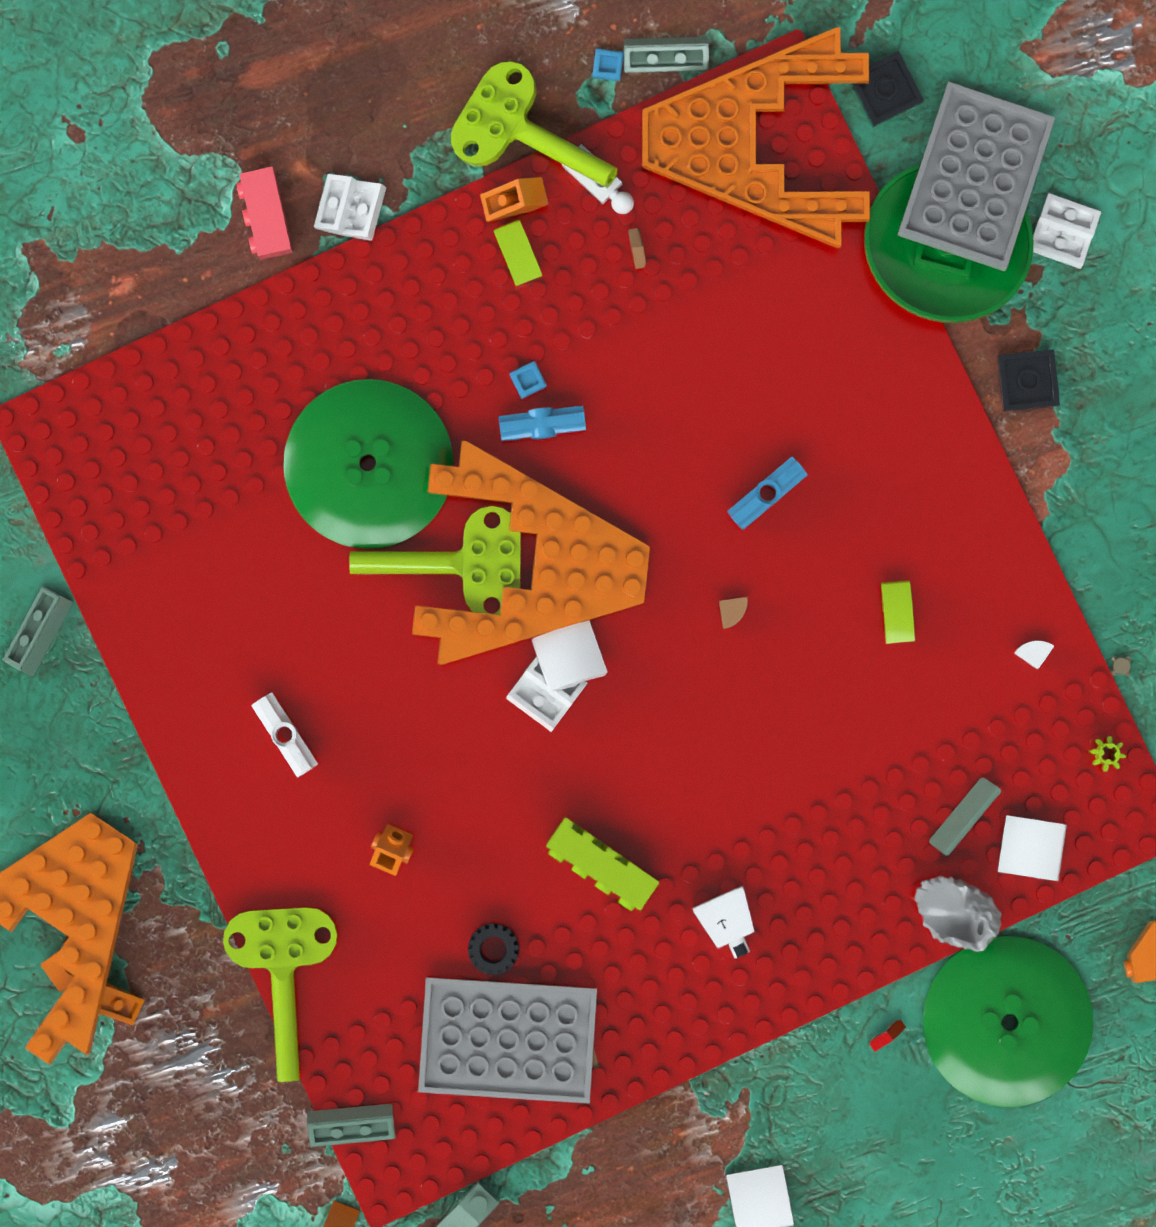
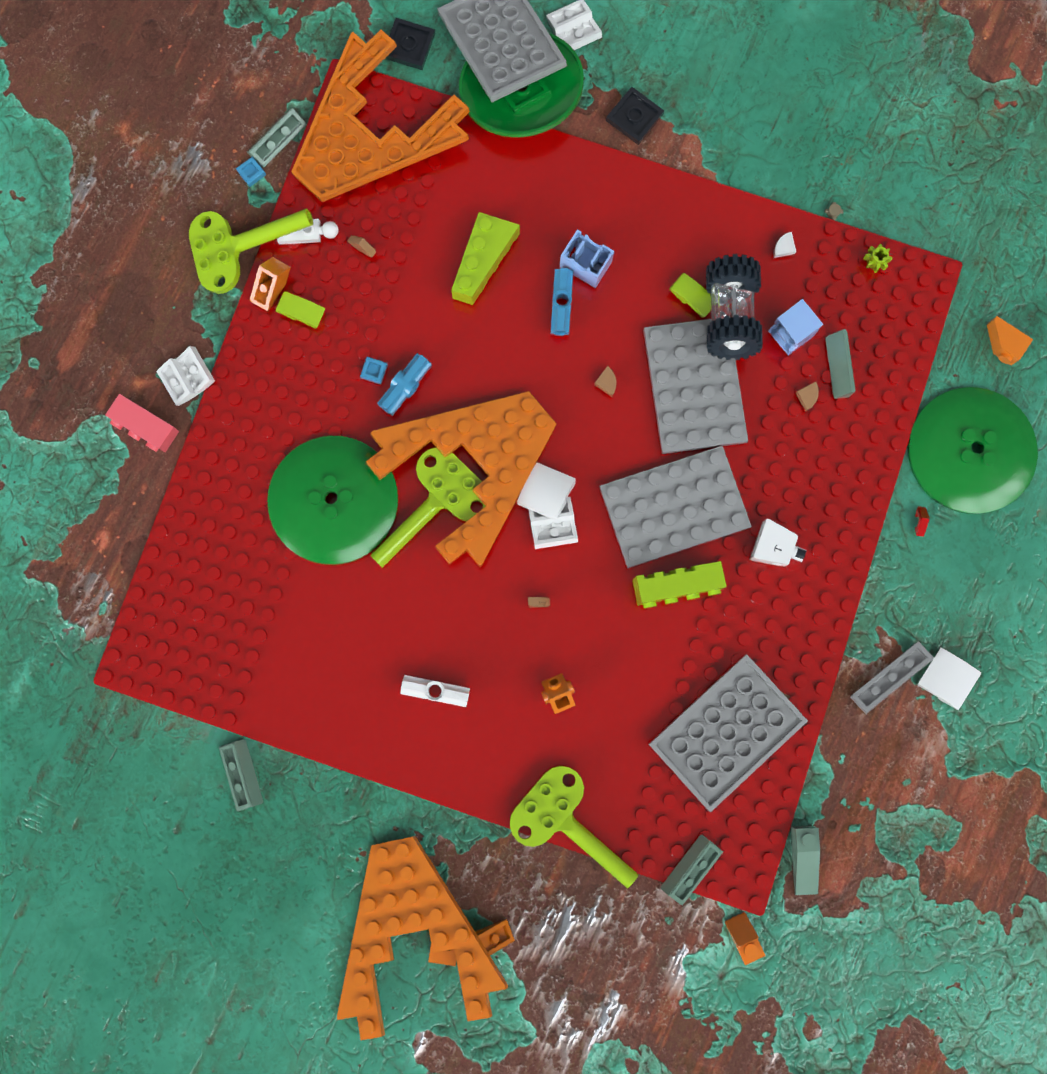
camera: 45 degrees left, 5 degrees down
(459, 750) = (538, 602): none -> medium nougat tile
(475, 946) = (680, 682): black tyre -> none
(673, 790) = (675, 506): none -> light grey plate
(708, 1145) = (892, 677): none -> light grey plate
(742, 373) = (485, 250): none -> lime wedge
(811, 697) = (693, 391): none -> light grey plate
(831, 476) = (586, 259): none -> light blue piece
(905, 815) = (808, 395): none -> medium nougat tile
(913, 663) = (732, 292): none -> black plate
(954, 739) = (795, 327): none -> light blue piece
(958, 913) = (893, 415): light grey hair -> none
(1032, 848) = (891, 345): white slope -> none

